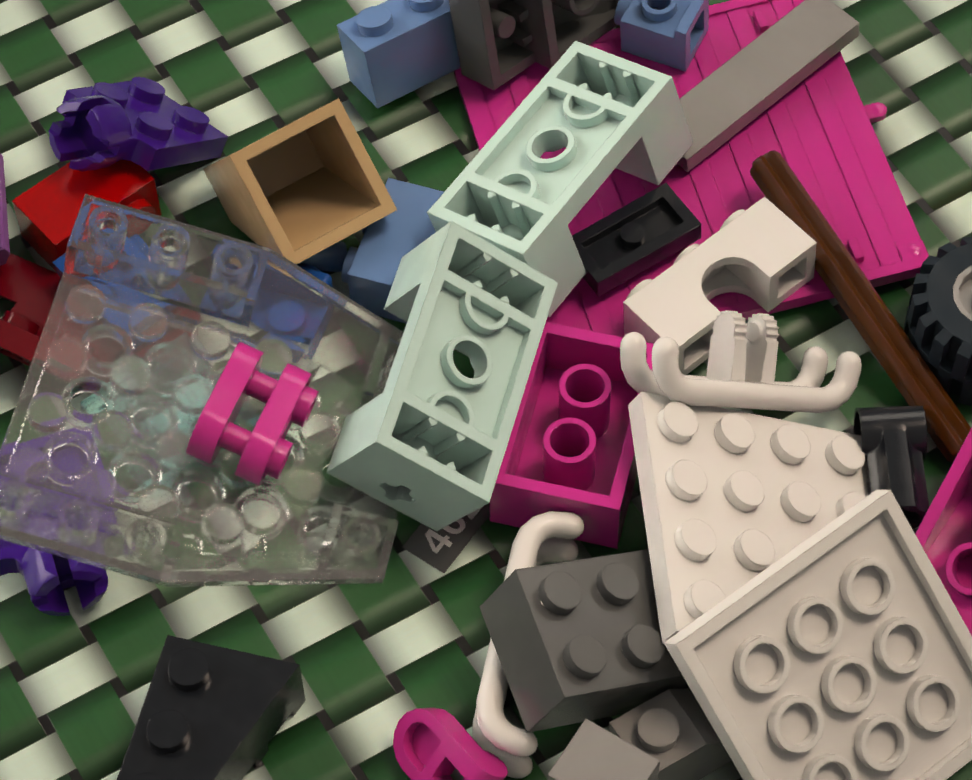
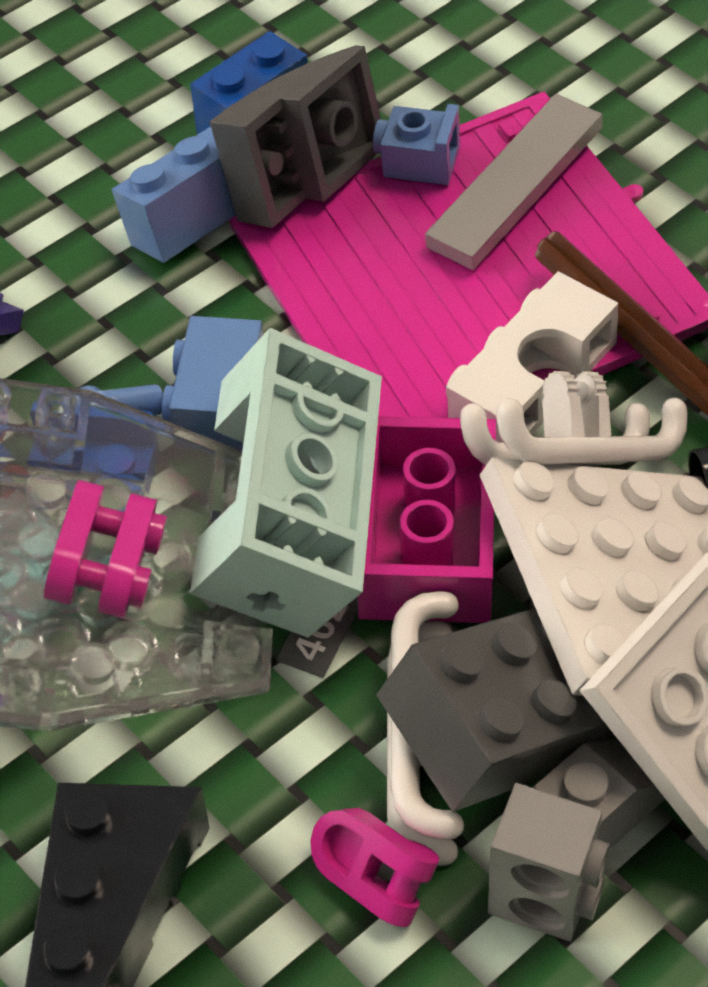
camera: 10 degrees left, 5 degrees down
(302, 185) = (107, 328): tan slope -> none
(606, 118) = (385, 227): light aqua plate -> none
(635, 238) = (437, 335): black plate -> none

